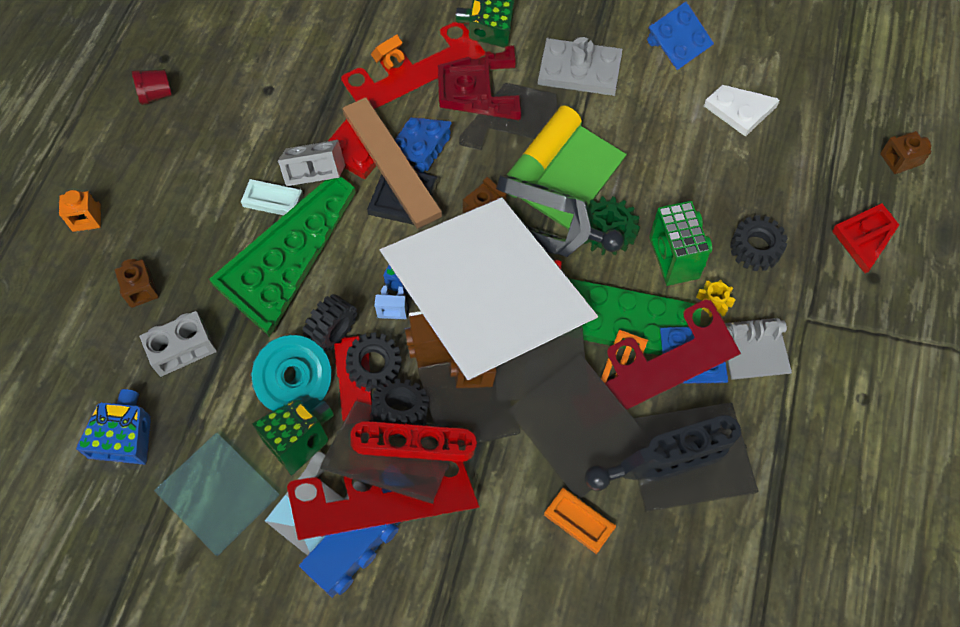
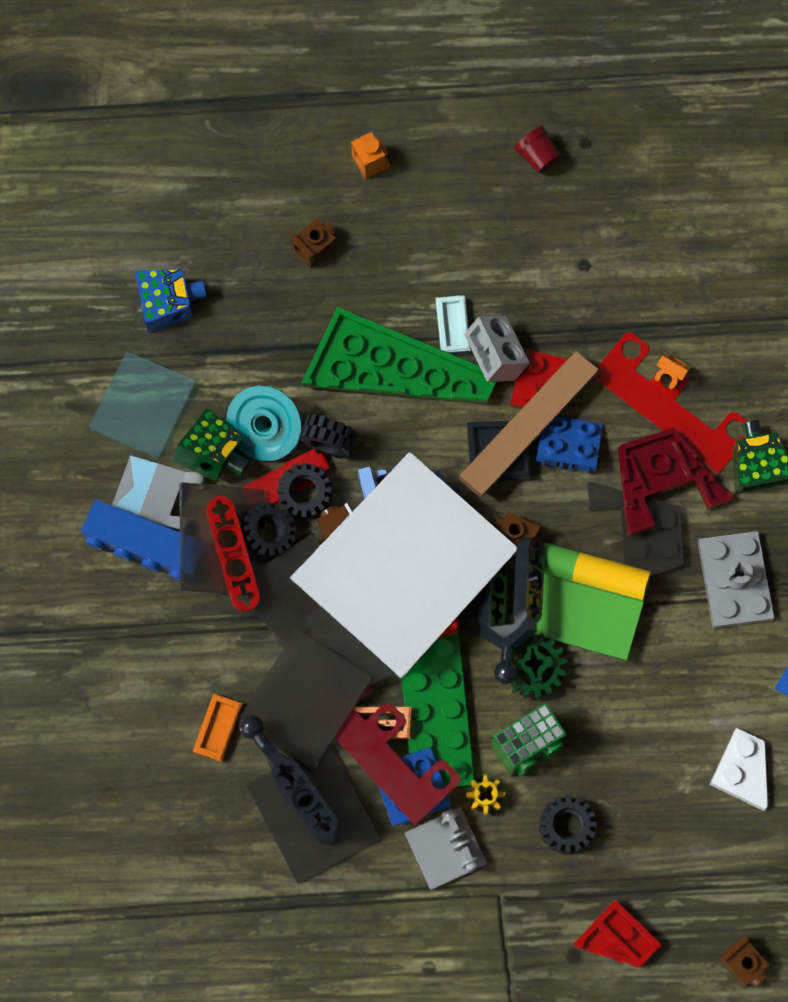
camera: 70 degrees right, 10 degrees up
(180, 349) = (260, 312): light grey brick -> none
(374, 507) = (160, 544): red piece -> none

